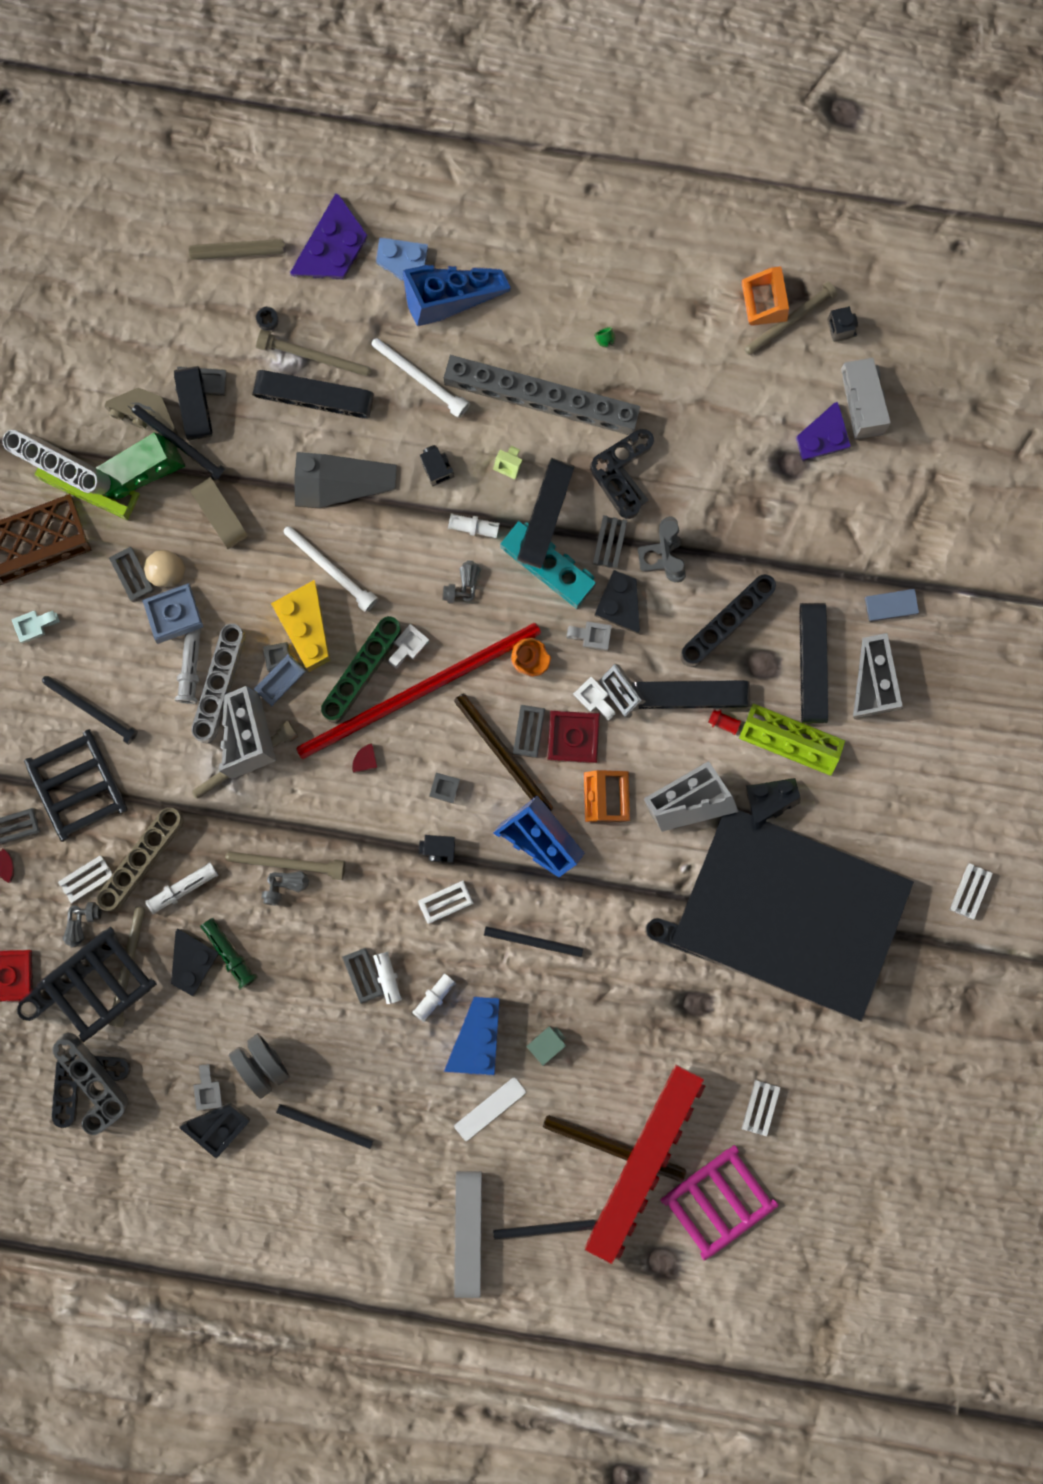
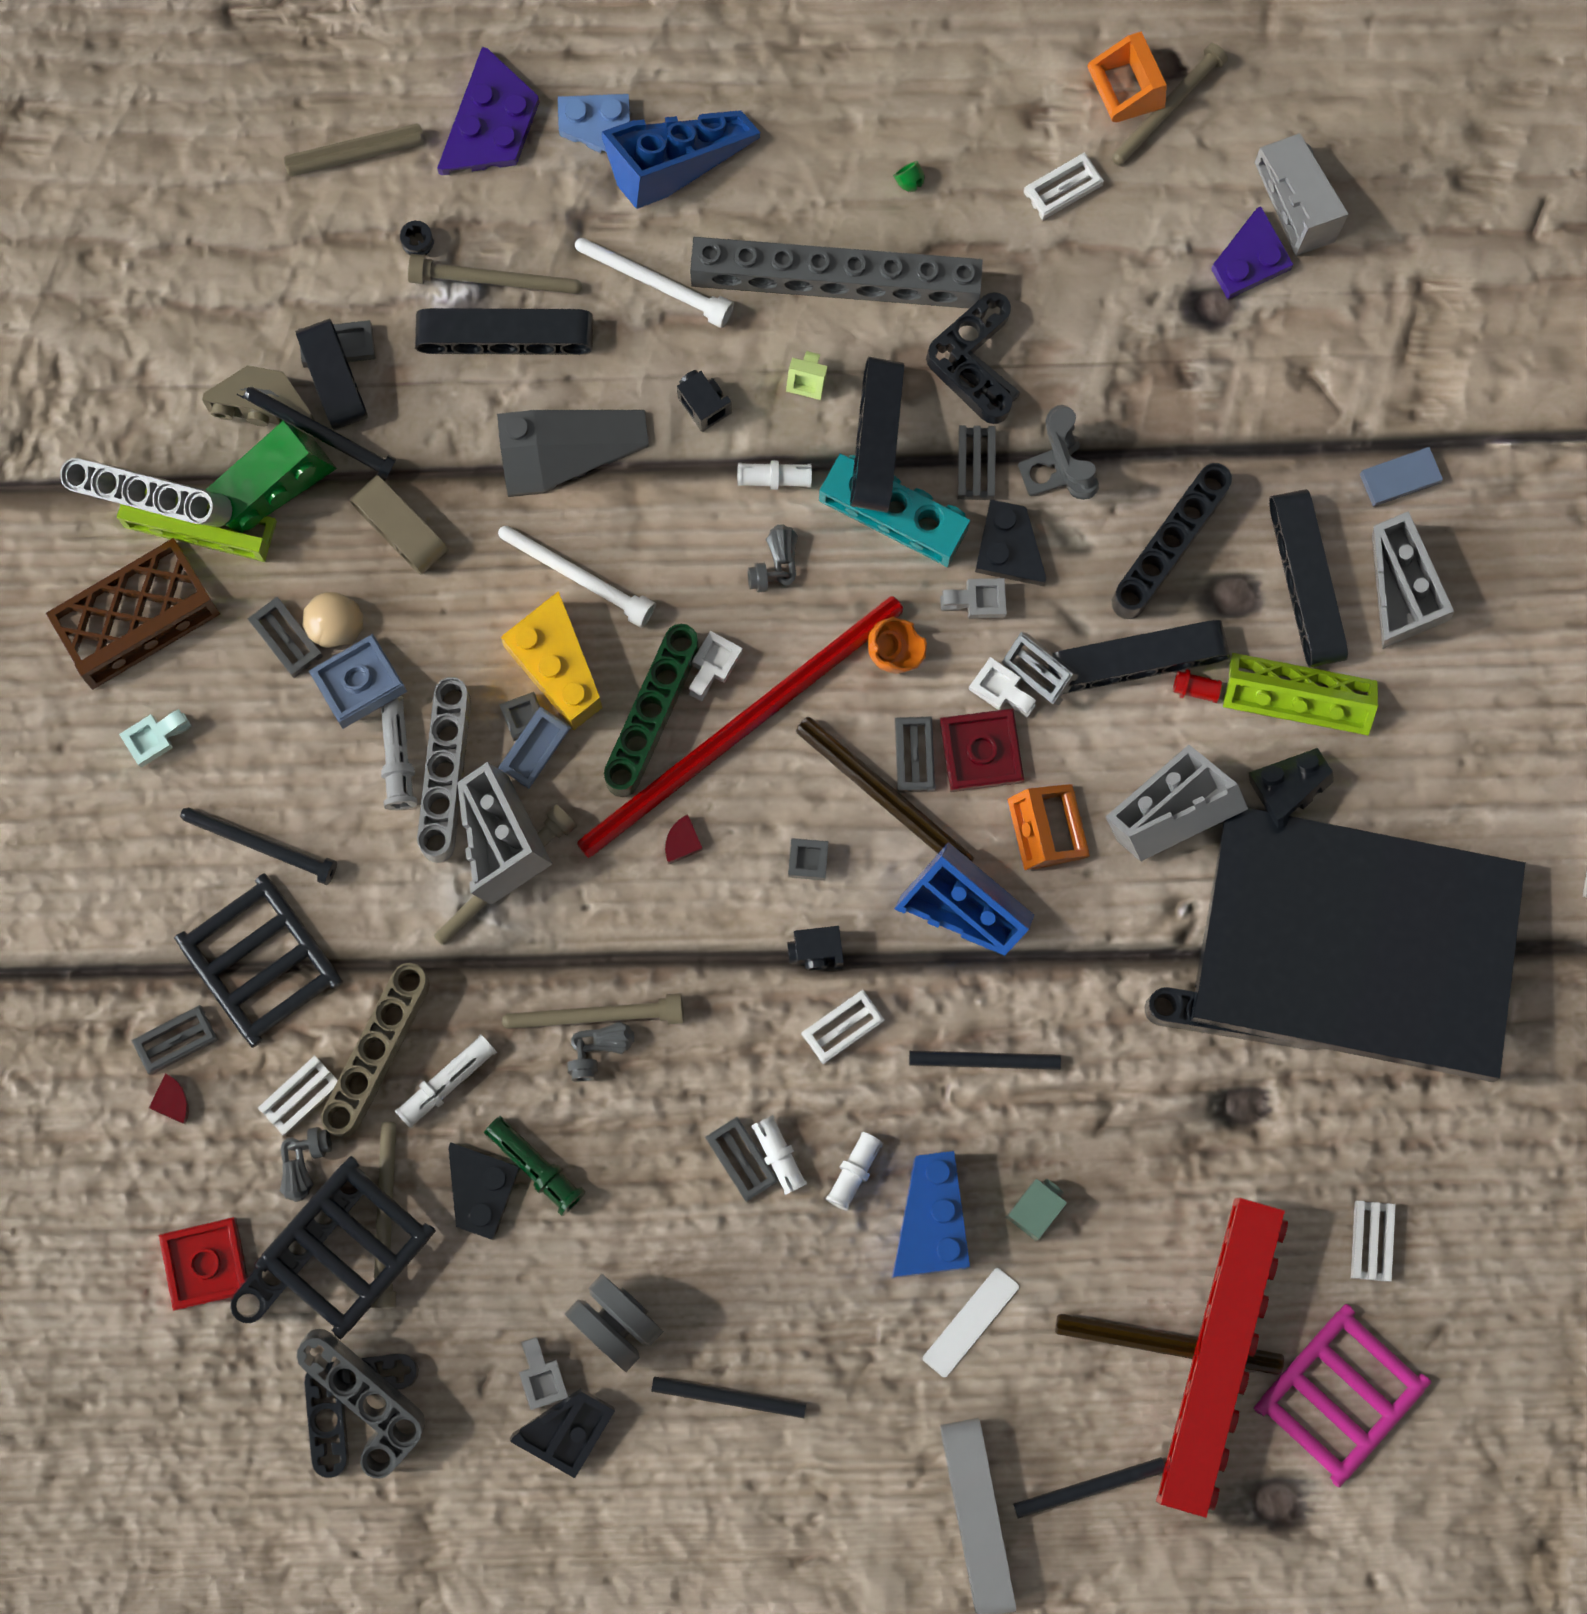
camera: 15 degrees left, 5 degrees down
(694, 377) = (1071, 197): none -> white tile
(842, 324) = (1244, 97): black brick -> none

